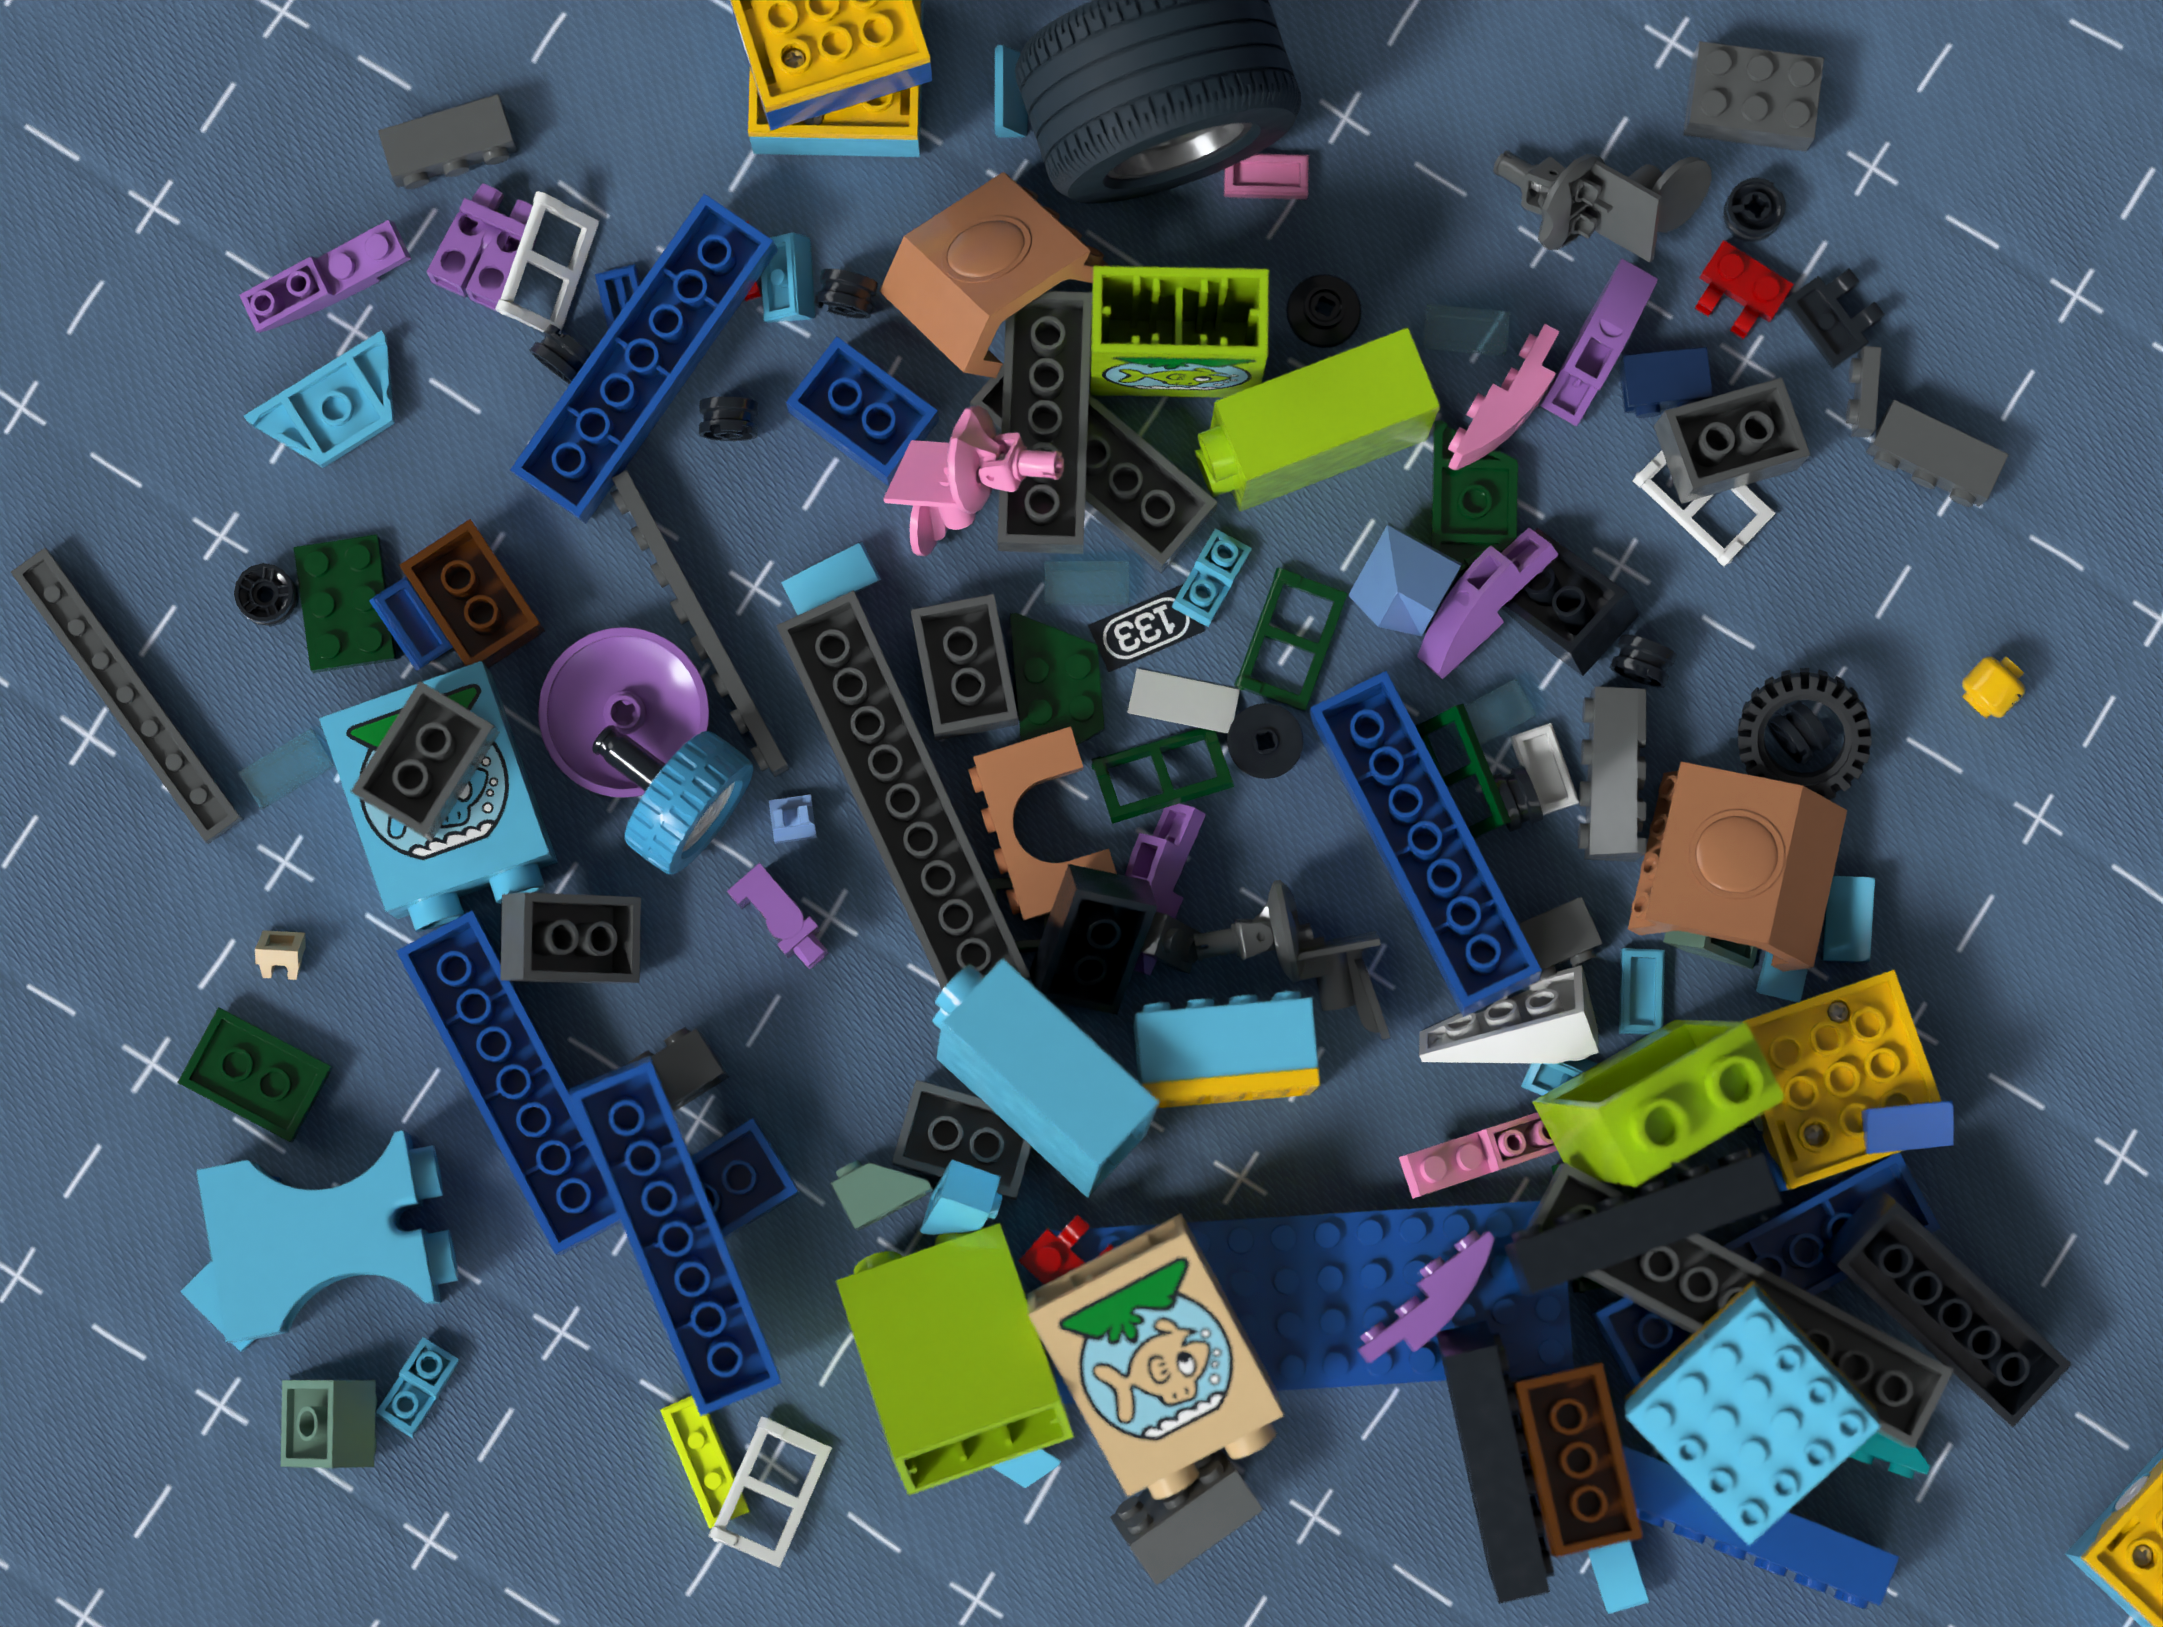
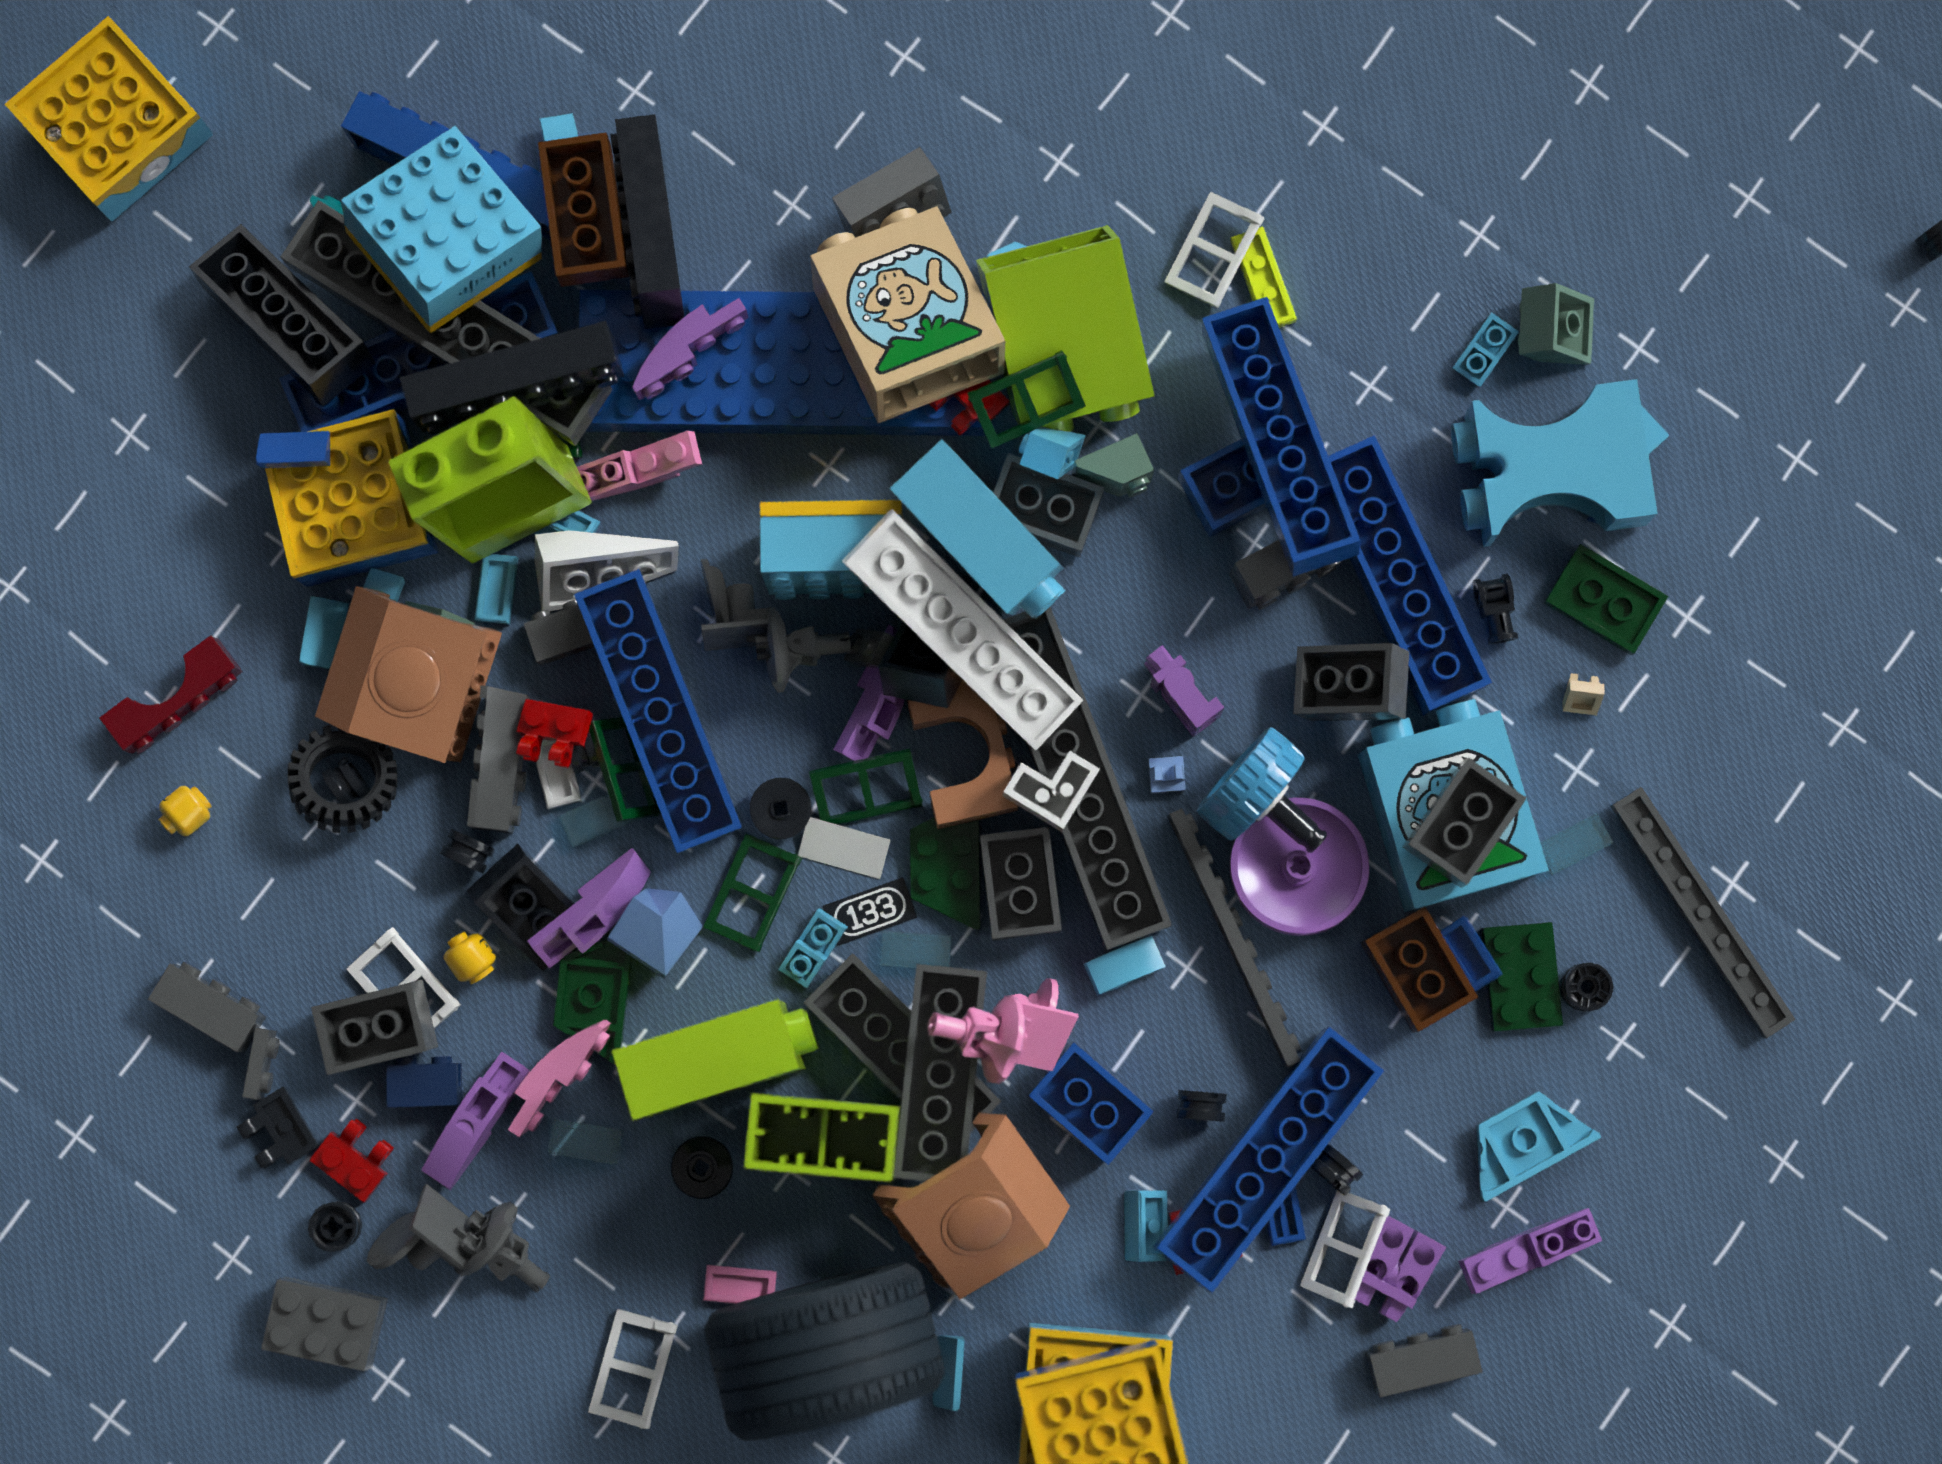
camera: 175 degrees left, 0 degrees up
(392, 1055) = (1496, 607): none -> black connector
(846, 293) = (1097, 1205): black wheel -> none
(930, 760) = (1052, 799): none -> white brick
(984, 1235) = (1035, 421): none -> dark green window
(1057, 950) = (962, 629): none -> white plate
(1356, 67) = (644, 1420): none -> white window
(1552, 818) = (554, 723): none -> red plate
(1627, 535) = (469, 957): none -> yellow head
(1988, 862) = (206, 671): none -> dark red arch

